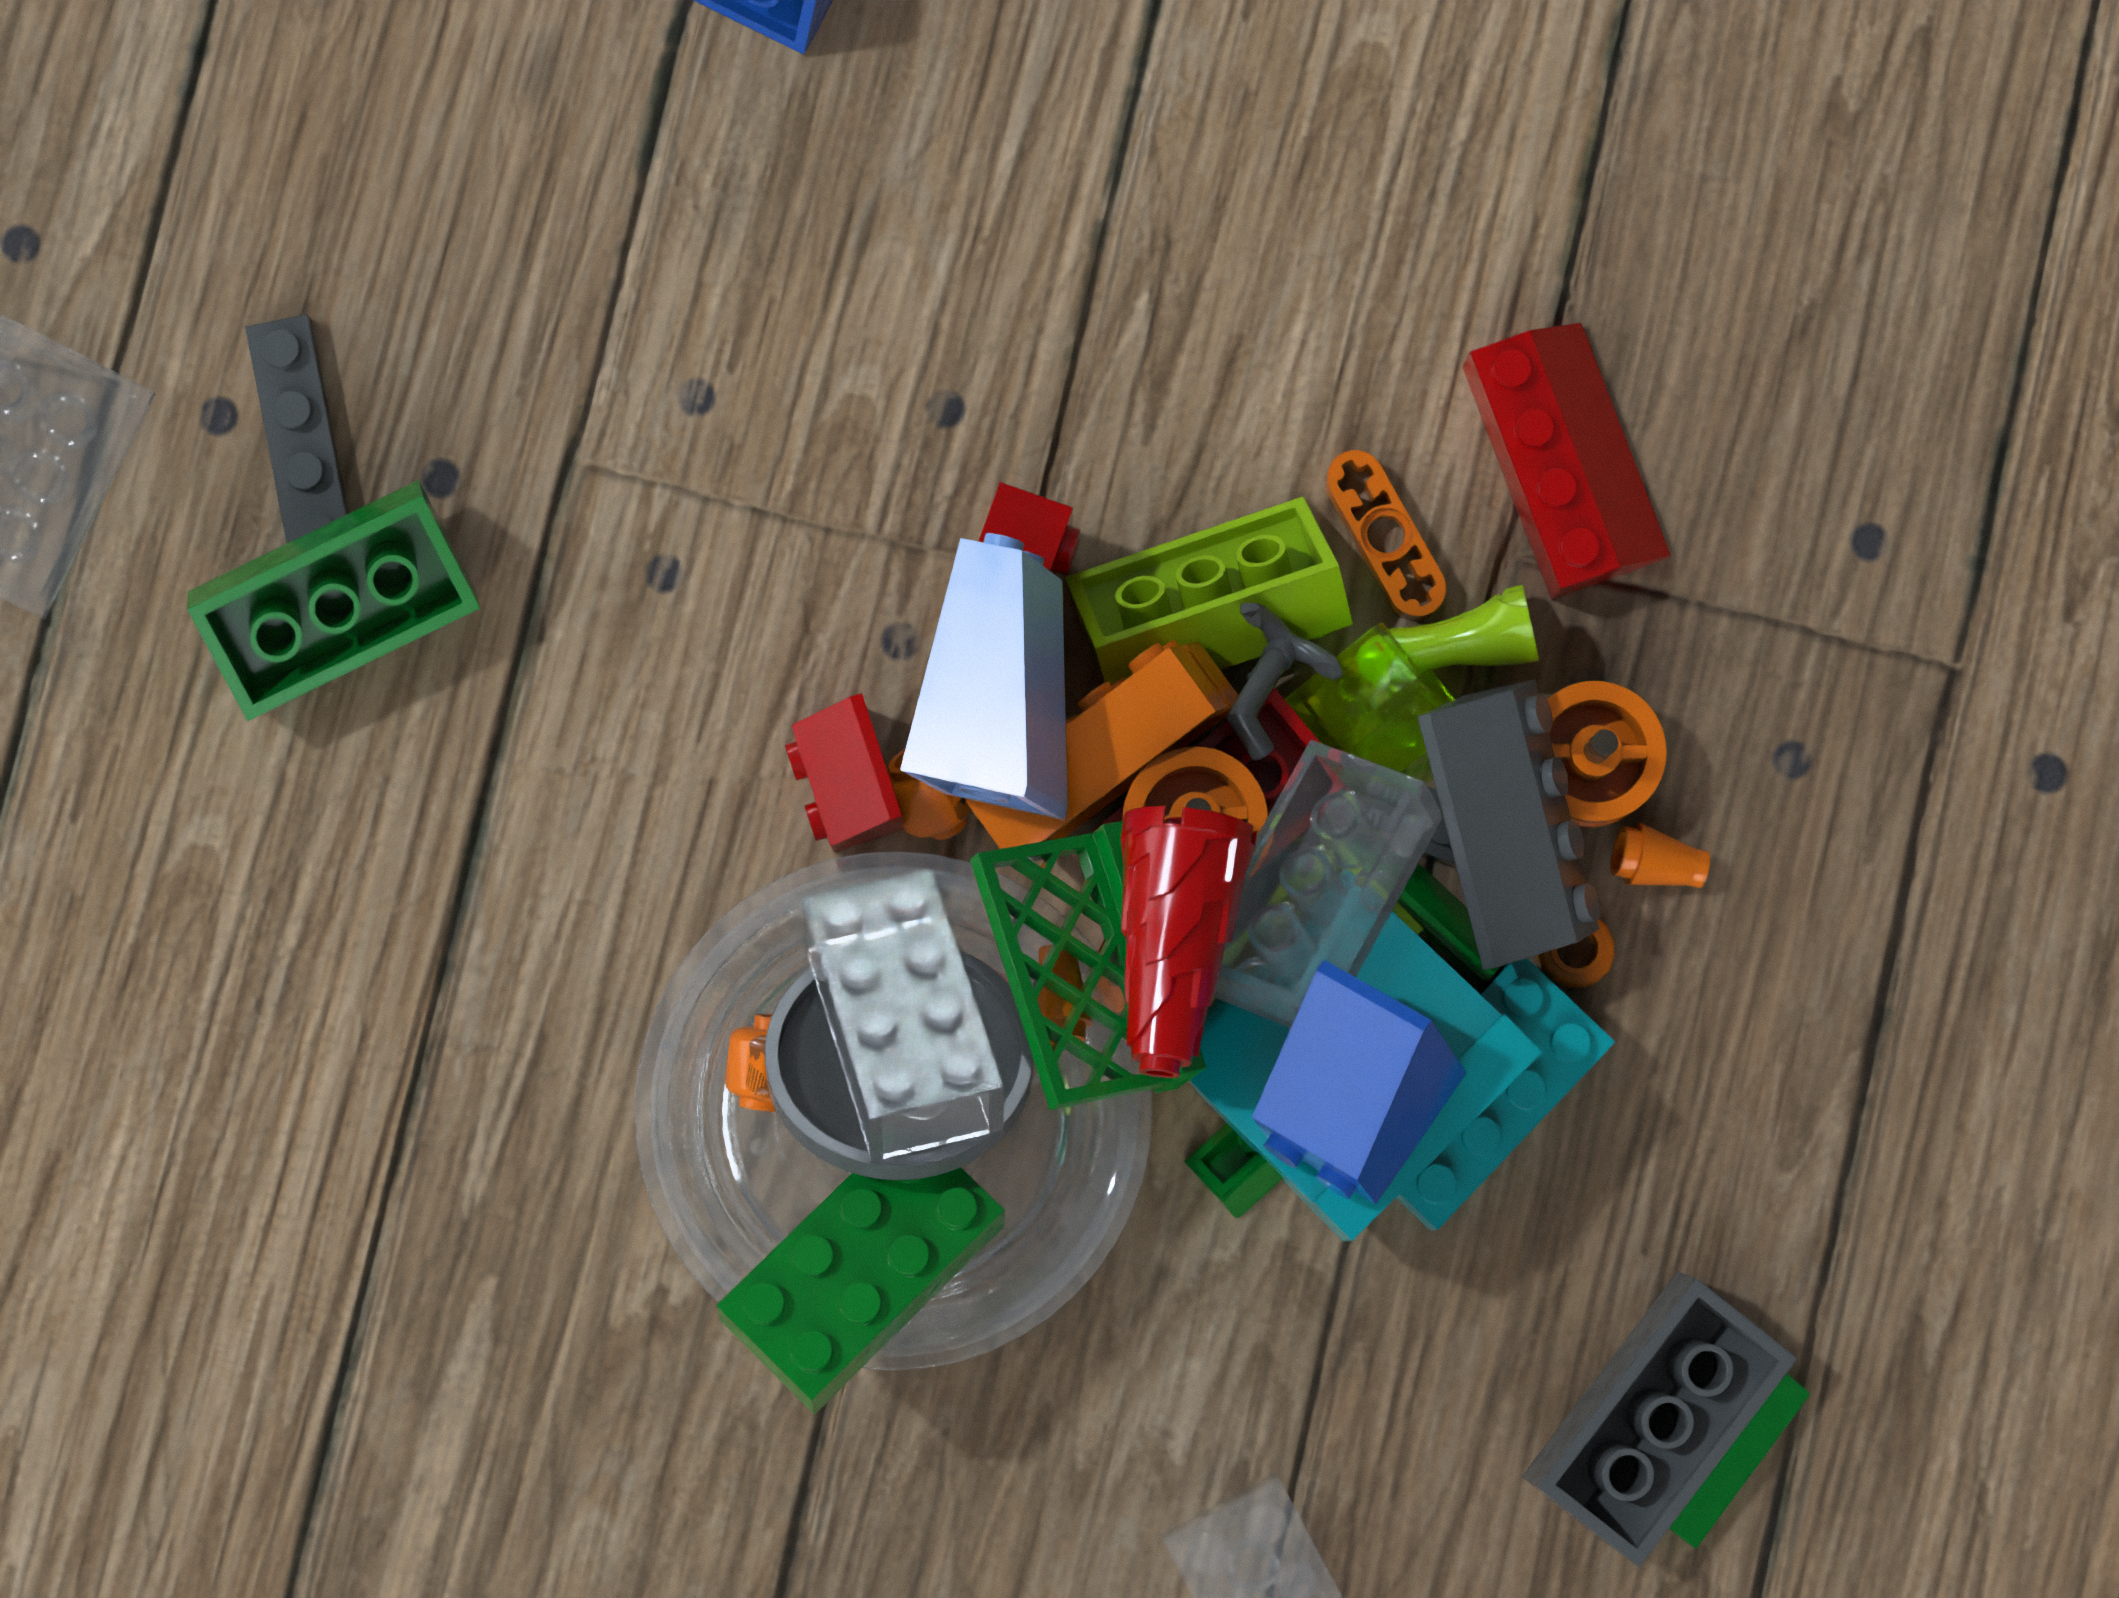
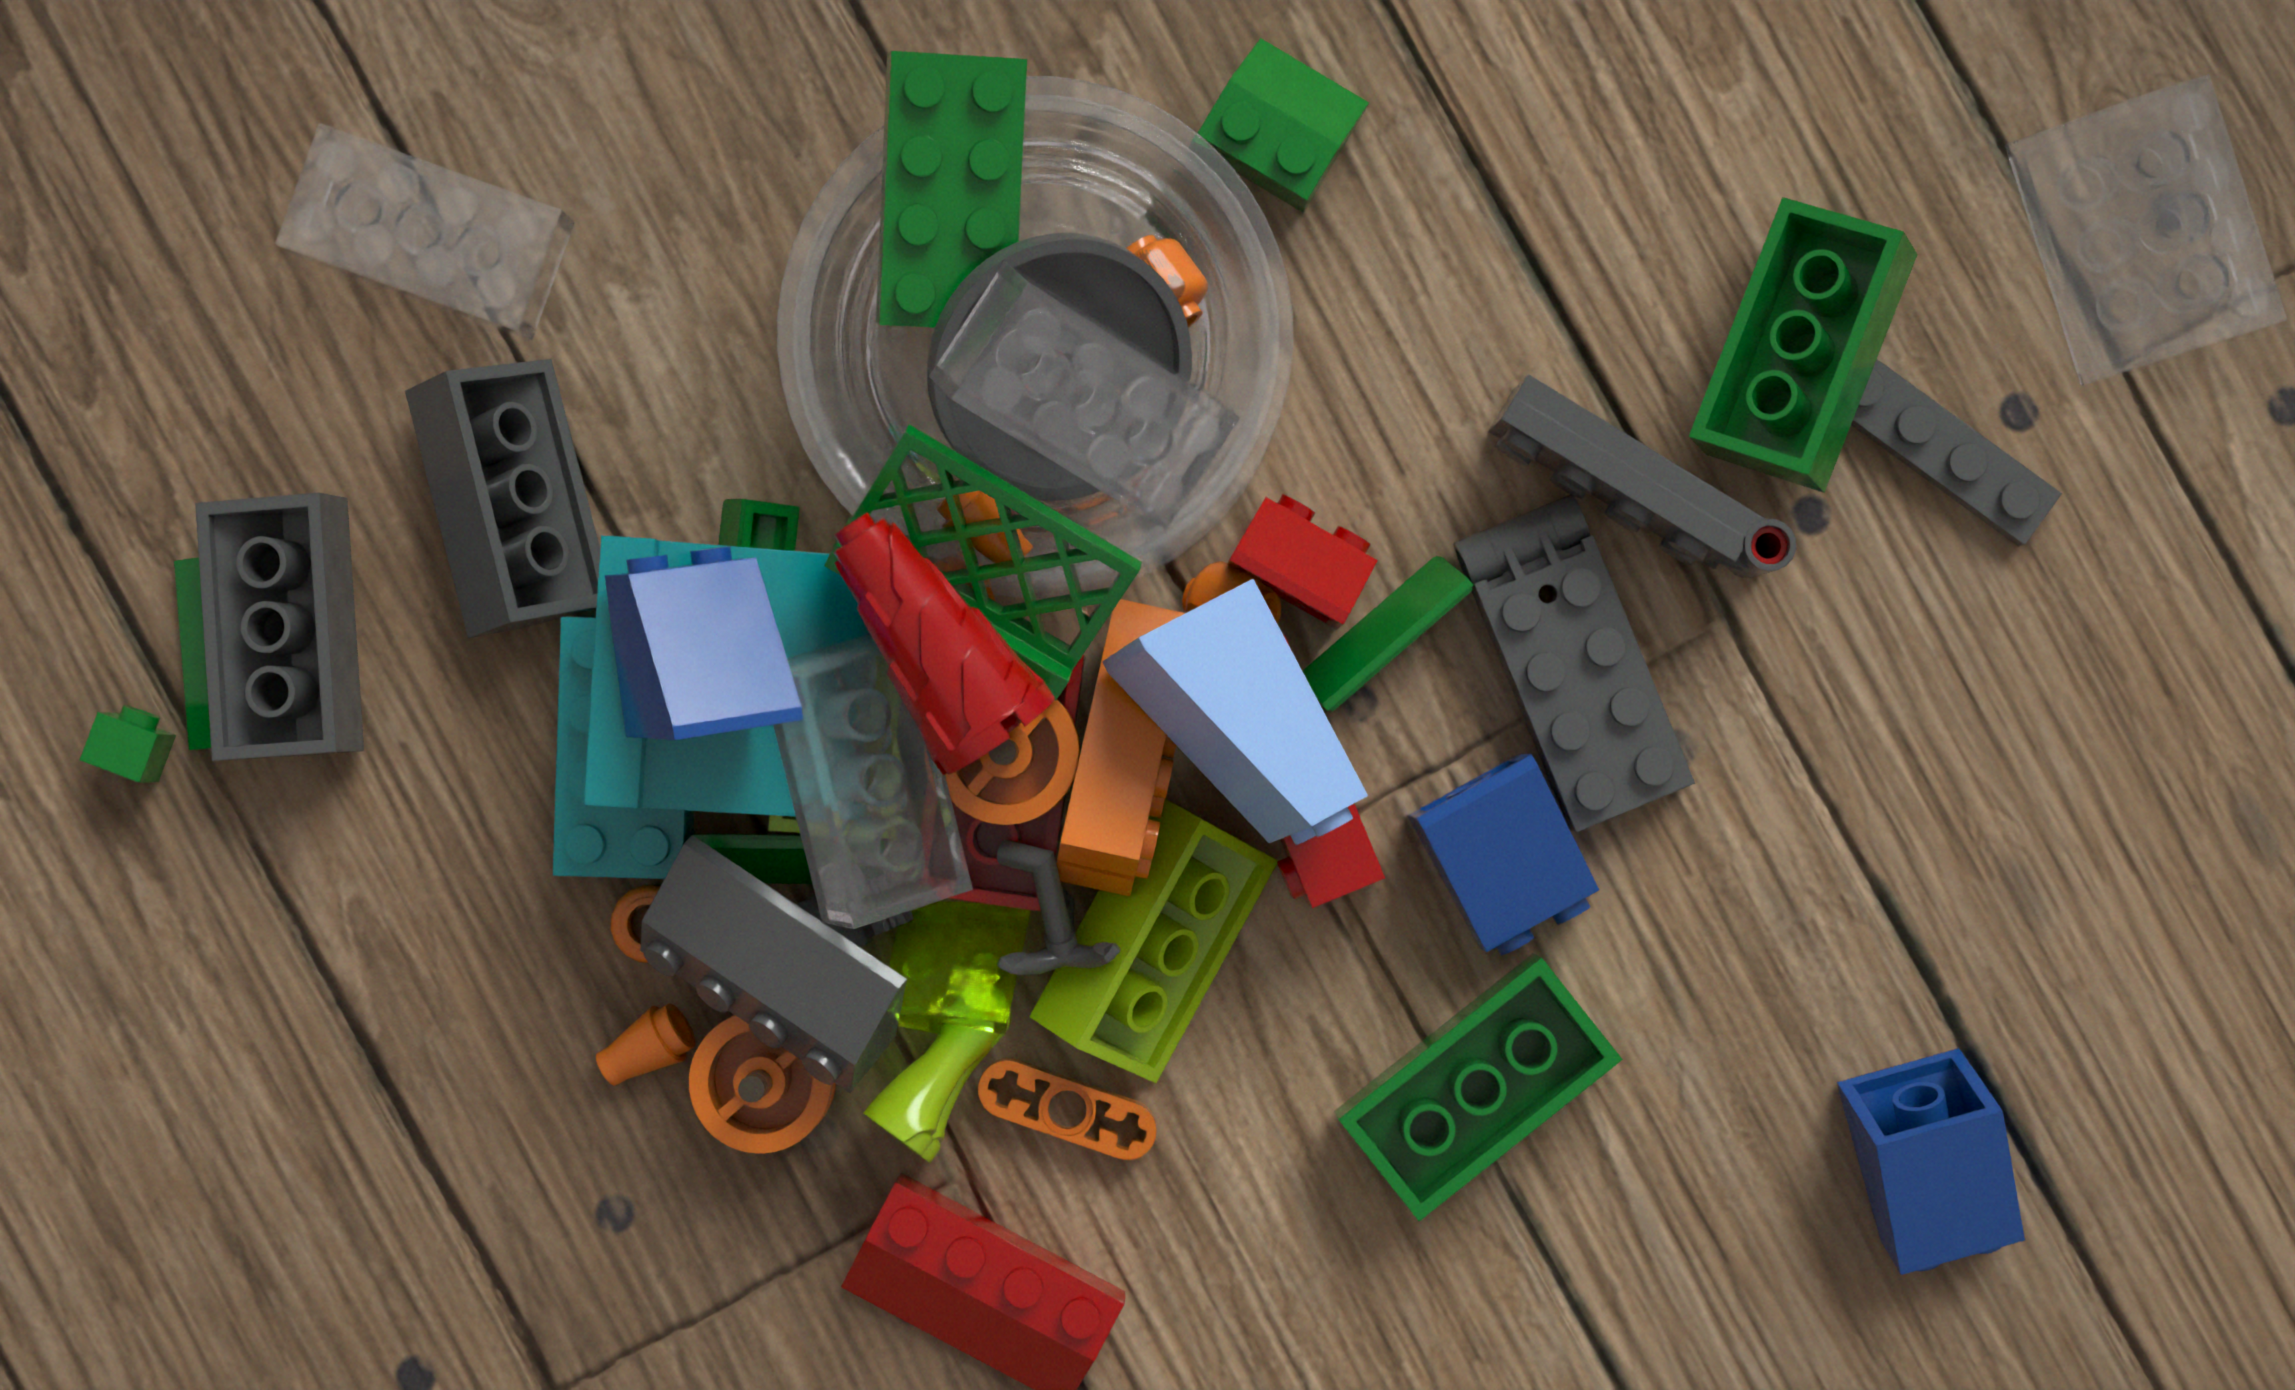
camera: 145 degrees right, 5 degrees up
(550, 609) = (1637, 484): none -> dark grey hinge
(561, 1118) = (1282, 123): none -> green slope
(716, 523) = (1573, 663): none -> dark grey hinge
(831, 670) = (1386, 632): none -> green slope
(894, 430) = (1505, 854): none -> blue slope
(1069, 280) = (1477, 1086): none -> green brick
(1397, 1363) = (507, 494): none -> dark grey slope
(1852, 1435) = (128, 744): none -> green plate

